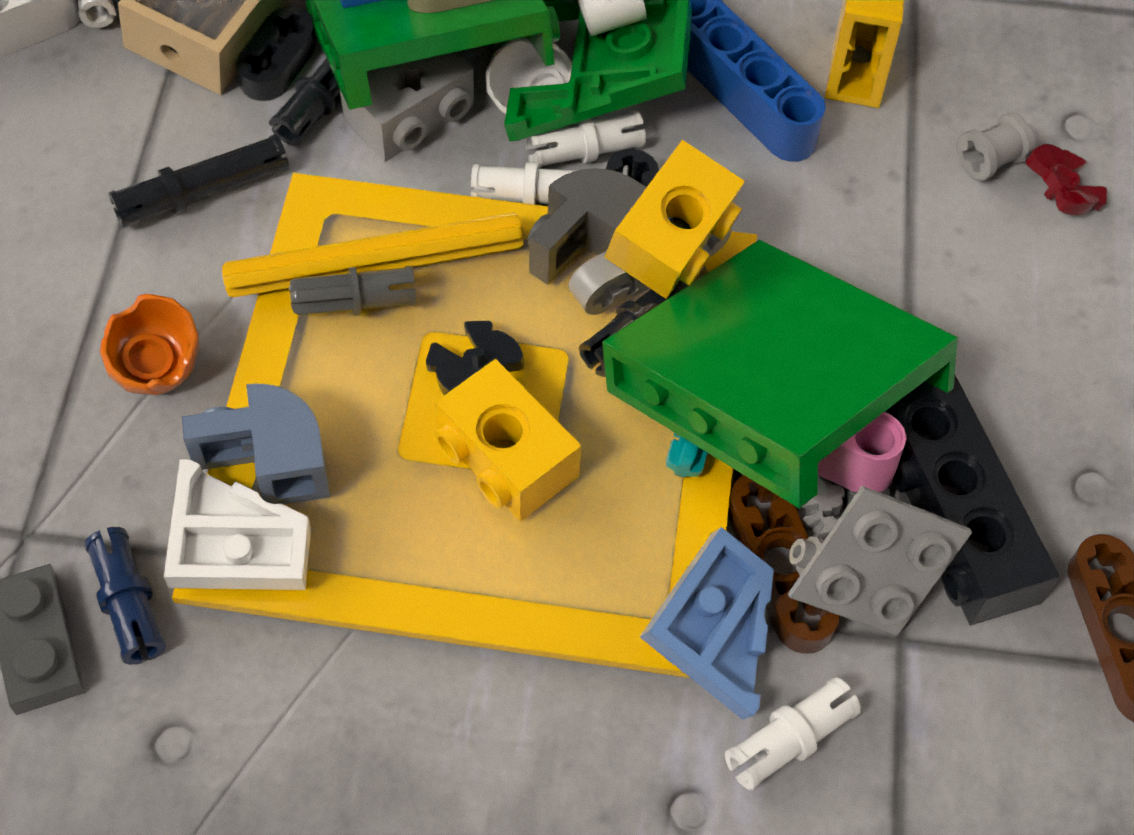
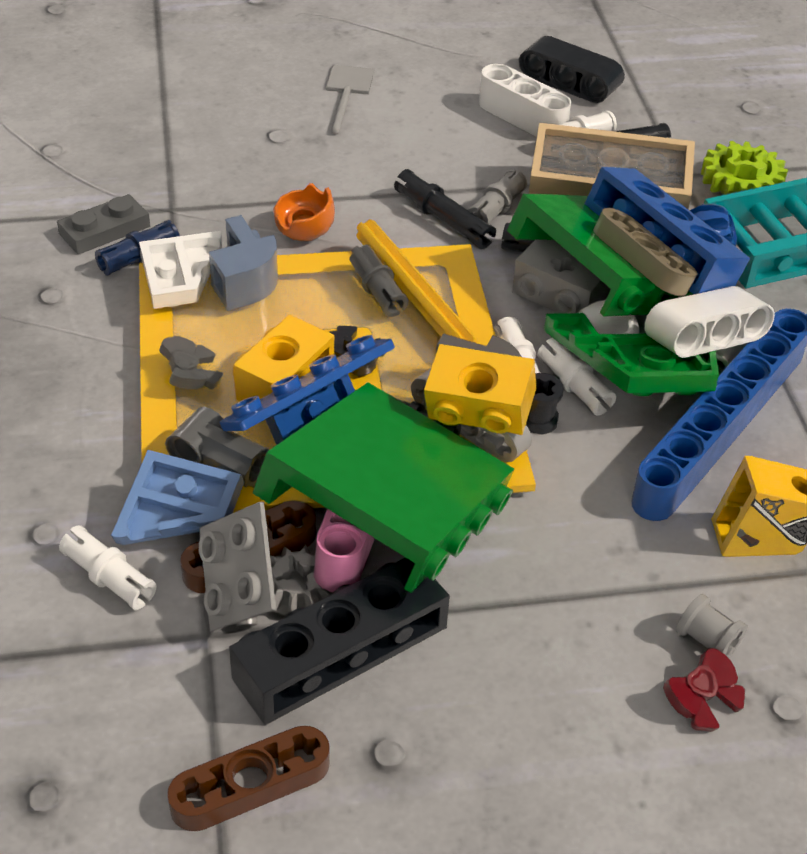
camera: 75 degrees right, 15 degrees down
(197, 113) = (499, 196): none -> light grey pin
(477, 565) = (184, 360): none -> dark grey piece
(599, 410) = (302, 399): none -> blue bracket
(629, 564) = (205, 442): none -> dark grey piece

